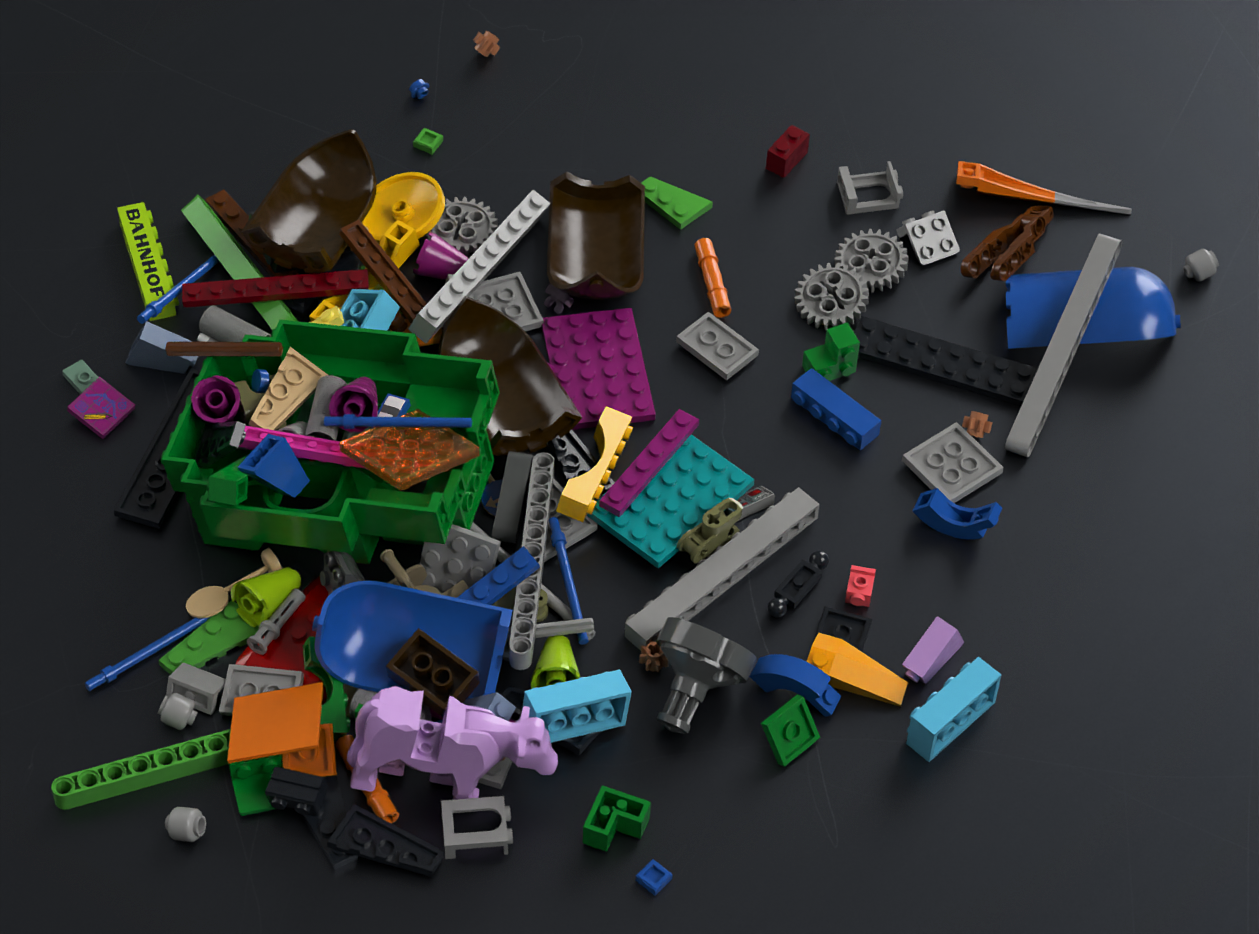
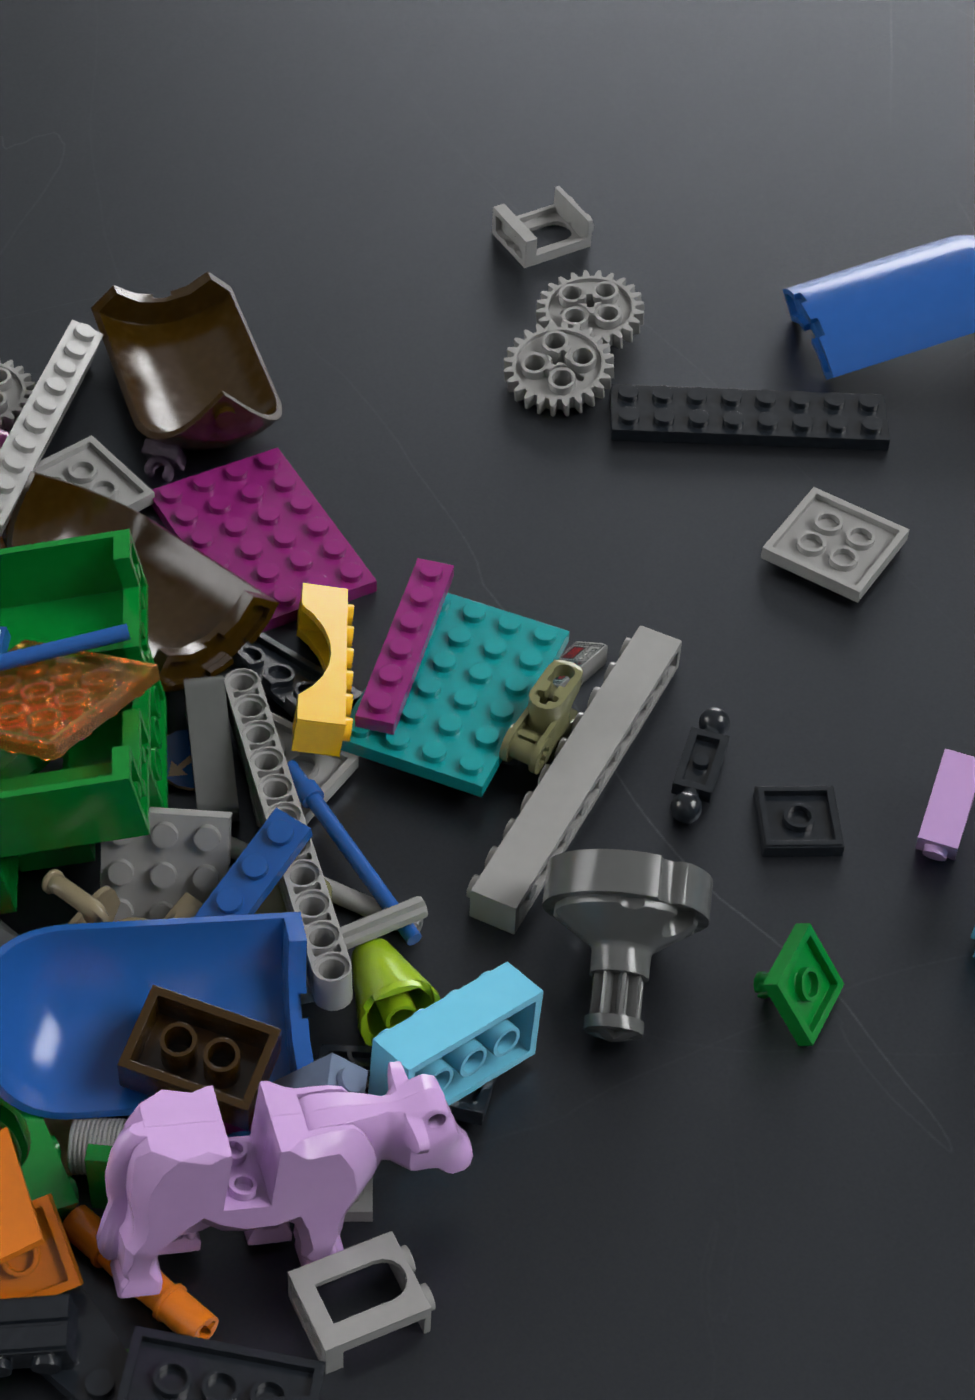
camera: 20 degrees left, 5 degrees down
(613, 813) = (589, 1202): green brick -> none
(653, 657) = (534, 931): nougat gear -> none
(654, 877) = (692, 1293): blue tile -> none
(674, 203) = (281, 304): bright green wing -> none
(712, 276) = (380, 385): orange piece -> none
(717, 345) = (425, 468): light grey plate -> none
(787, 151) = (411, 205): dark red brick -> none
(799, 676) = (775, 897): blue arch -> none
(835, 409) = (636, 510): blue brick -> none
(837, 356) = (604, 442): green brick -> none
(855, 671) = (833, 868): light orange wedge -> none
(860, 586) = (793, 743): coral brick -> none
(930, 237) = (655, 266): light grey bracket -> none
(953, 519) = (883, 617): blue arch -> none
(977, 424) = (844, 481): nougat gear -> none
(997, 184) = (707, 190): orange plate -> none
(1017, 236) = (775, 233): reddish brown piece -> none
(1063, 345) = (919, 352): light grey beam -> none

